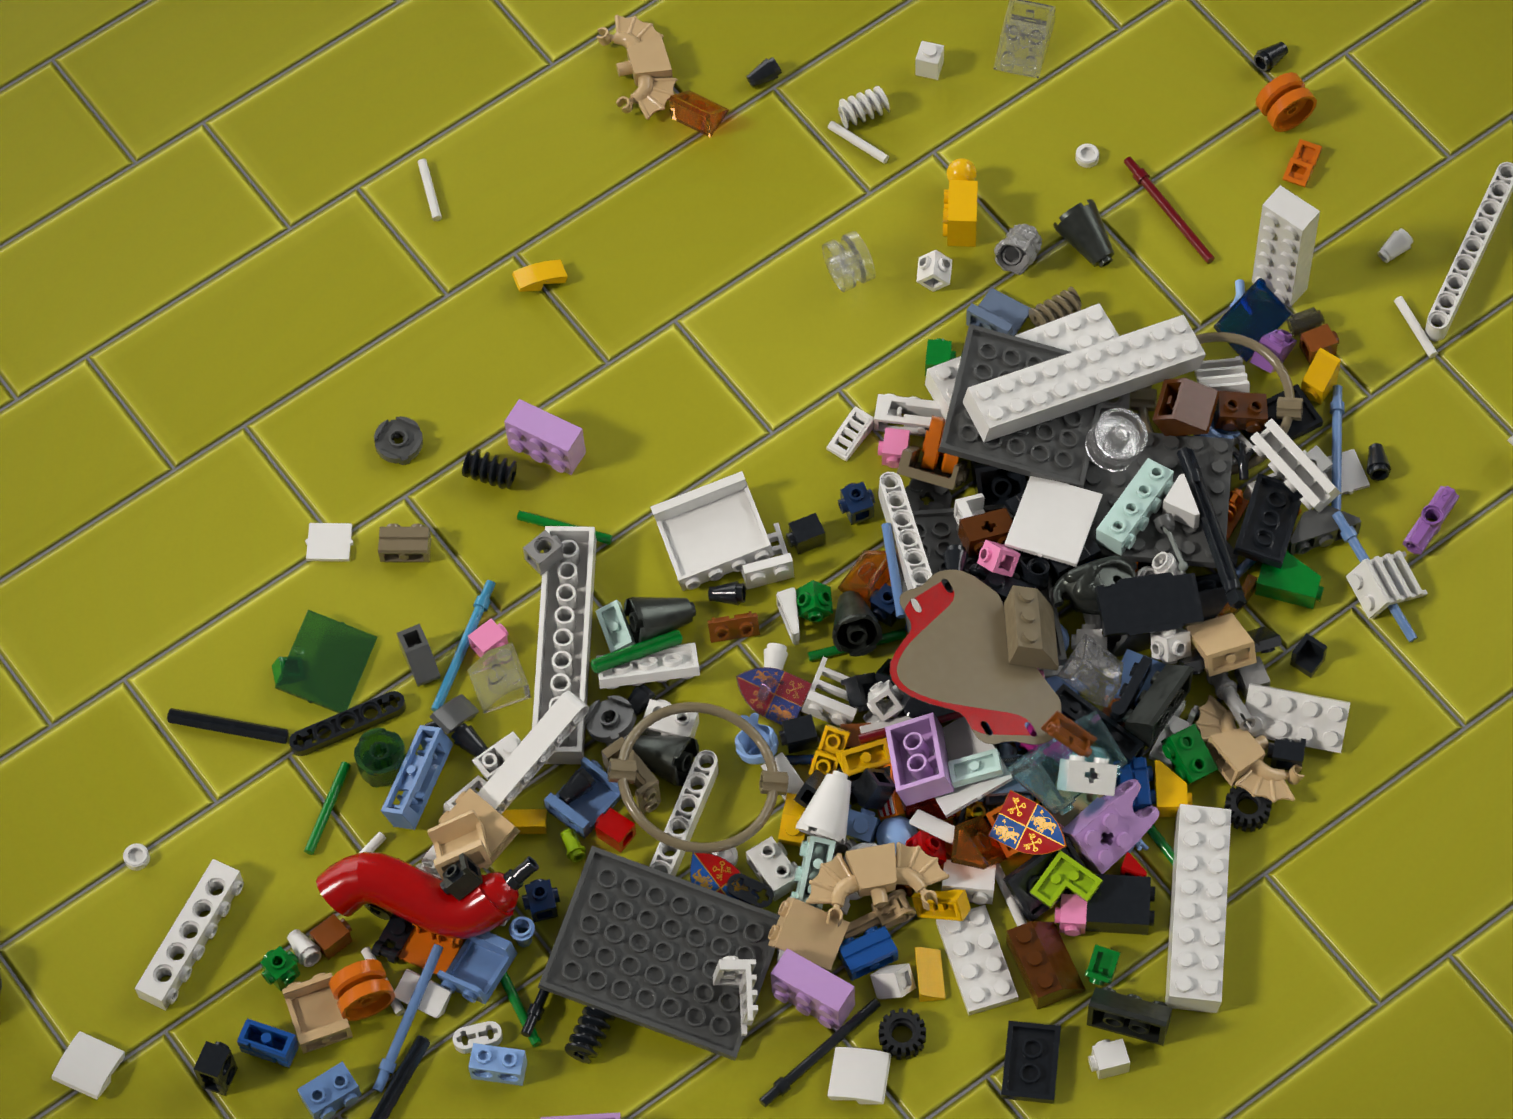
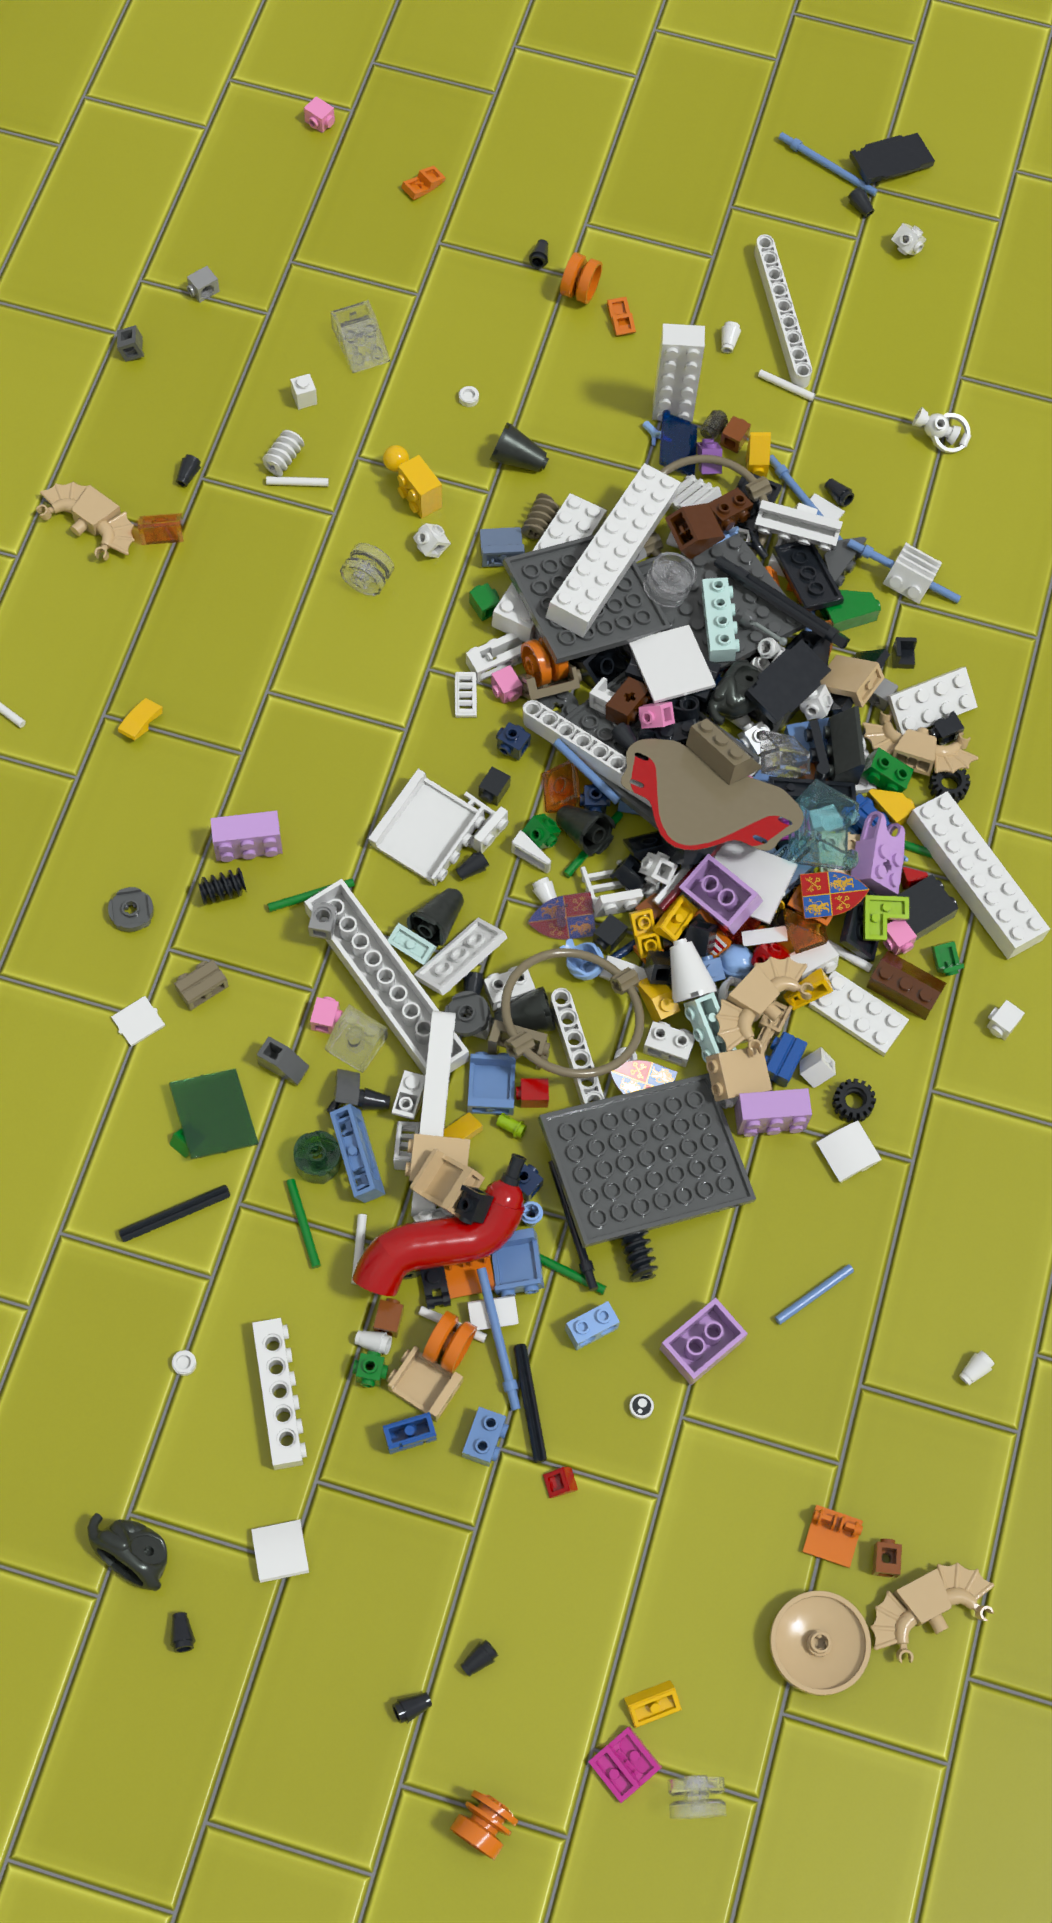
camera: 45 degrees left, 5 degrees up
(215, 1067) = (386, 1480): black brick -> none
(339, 733) = (267, 1137): black beam -> none
(477, 1034) = (553, 1313): white beam -> none
(480, 605) = (296, 993): dark azure bar -> none
(576, 786) = (481, 1078): black cone -> none
(636, 651) = (445, 951): green axle -> none
(738, 627) = (501, 882): dark orange hinge -> none
(739, 972) = (723, 1137): white plate -> none
(752, 885) = (670, 1076): black beam -> none
(783, 1085) = (802, 1193): black bar -> none
(929, 974) = (835, 1046): yellow slope -> none
(975, 768) = (767, 873): light aqua plate -> none
(1018, 248) = (479, 489): light grey hair -> none
(1031, 1062) = (955, 1059): black plate -> none
(1069, 734) = (815, 807): dark orange hinge -> none
(1073, 779) = (848, 829): white brick -> none
(1129, 1015) = (994, 980): pearl dark grey slope -> none
(1142, 177) = (520, 389): dark red bar -> none
(1181, 503) = (749, 597): white slope -> none
(1227, 690) = (873, 711): light grey pin -> none
(1424, 530) = (905, 501): medium lavender piece -> none

